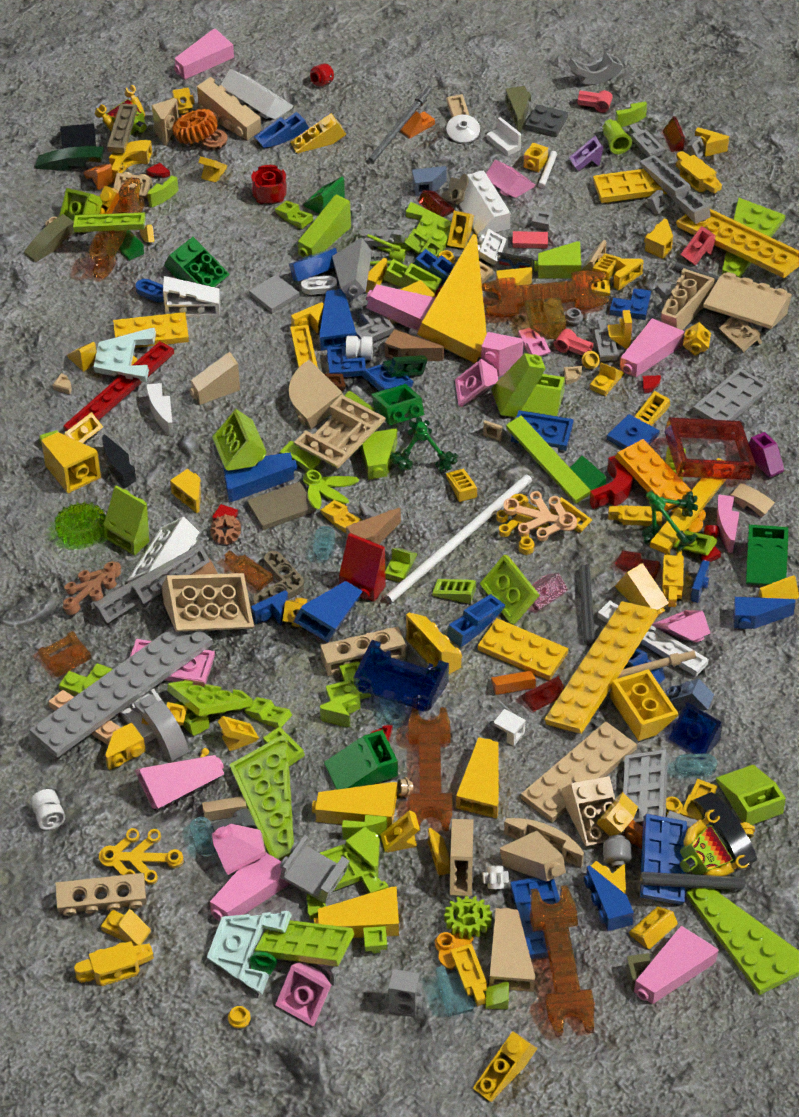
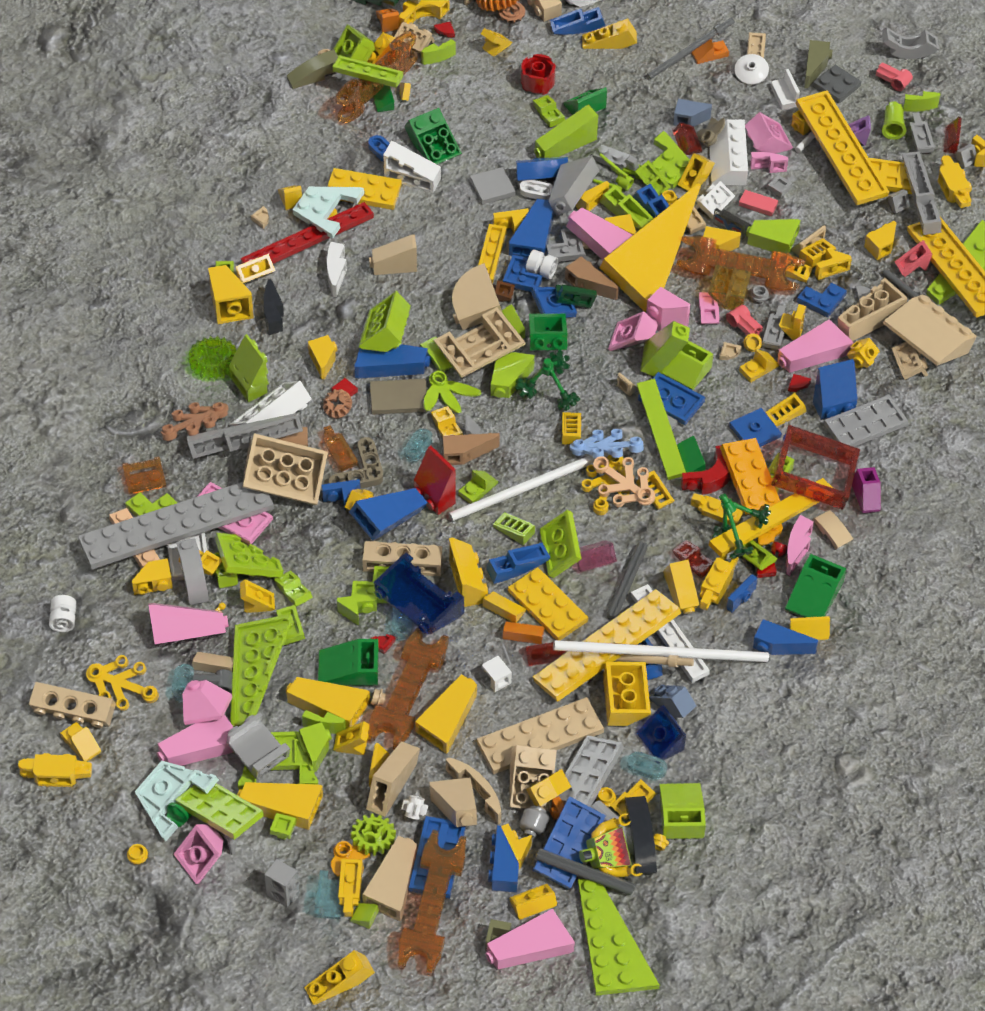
camera: 20 degrees right, 5 degrees up
(482, 665) = (503, 607): none -> yellow slope
(504, 489) = (582, 447): none -> light blue plant
(523, 200) = (772, 161): none -> bright pink slope
(585, 170) = (842, 148): none -> yellow plate
(655, 655) = (660, 651): none -> white piece
(685, 625) = (704, 630): bright pink slope -> none
(692, 375) = (835, 389): none -> blue slope

